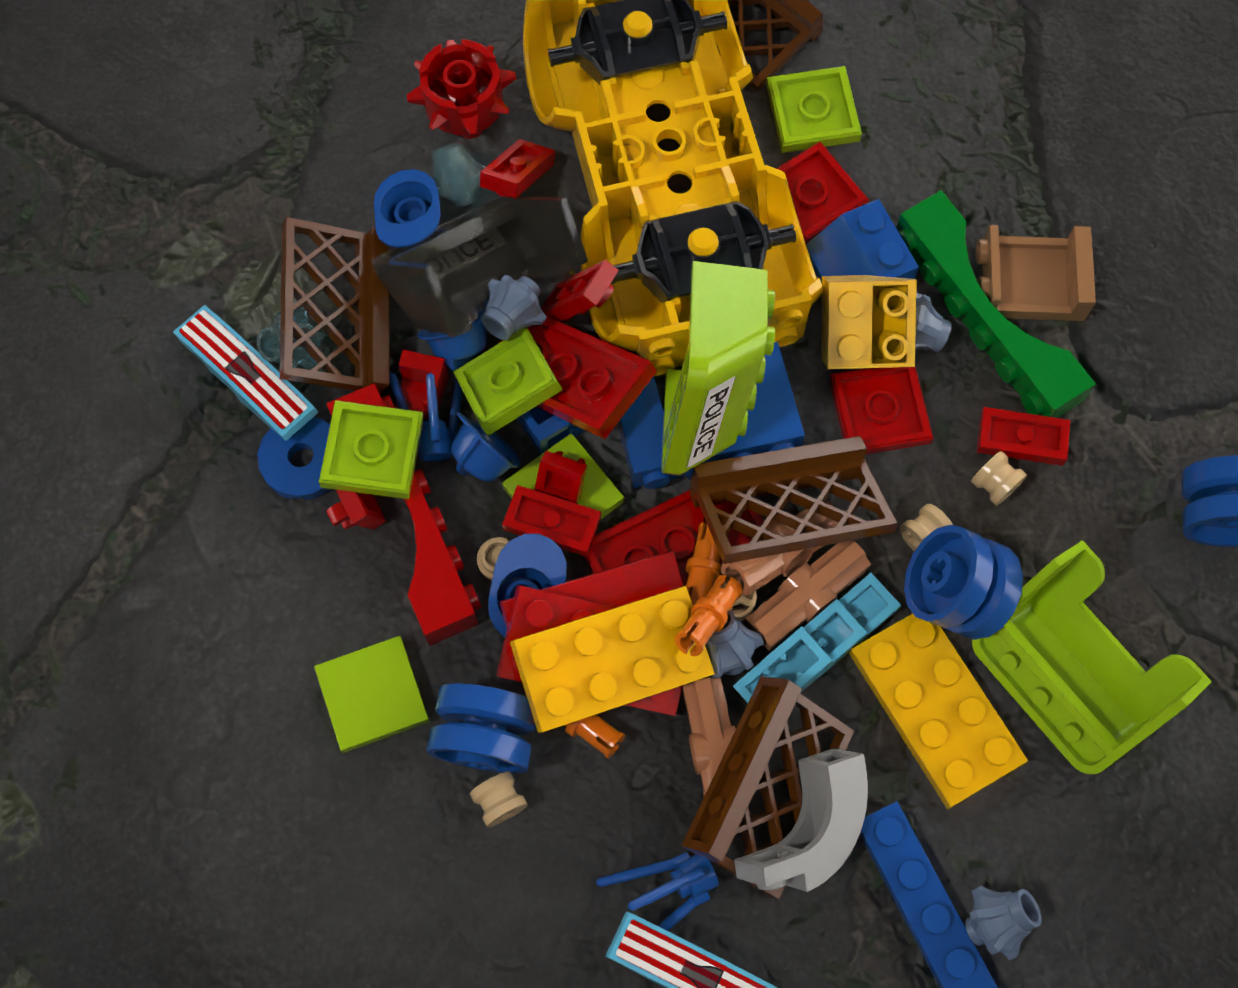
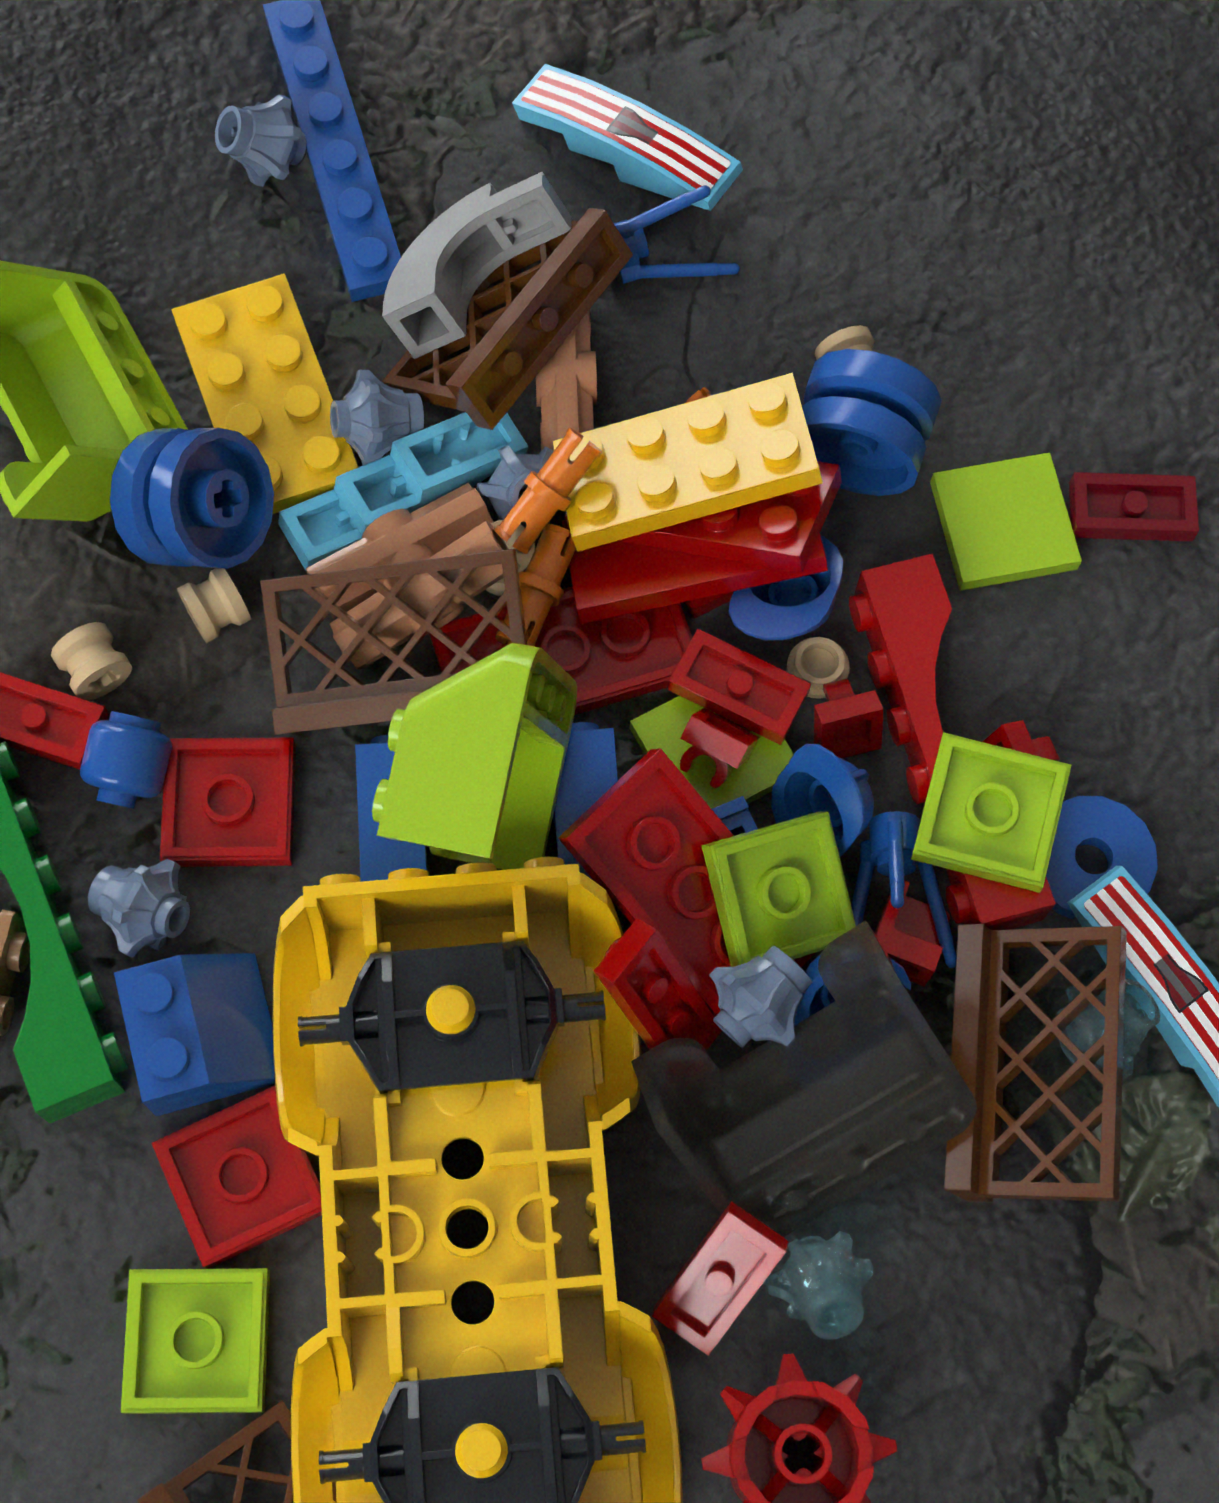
camera: 175 degrees left, 0 degrees up
(275, 715) = (1133, 506): none -> dark red plate
(406, 208) = (912, 1211): blue piece -> none
(475, 517) = (848, 721): none -> red tile
(849, 684) = (375, 416): none -> sand blue rock
(868, 322) = (218, 899): yellow slope -> none
(954, 416) = (125, 759): none -> blue head

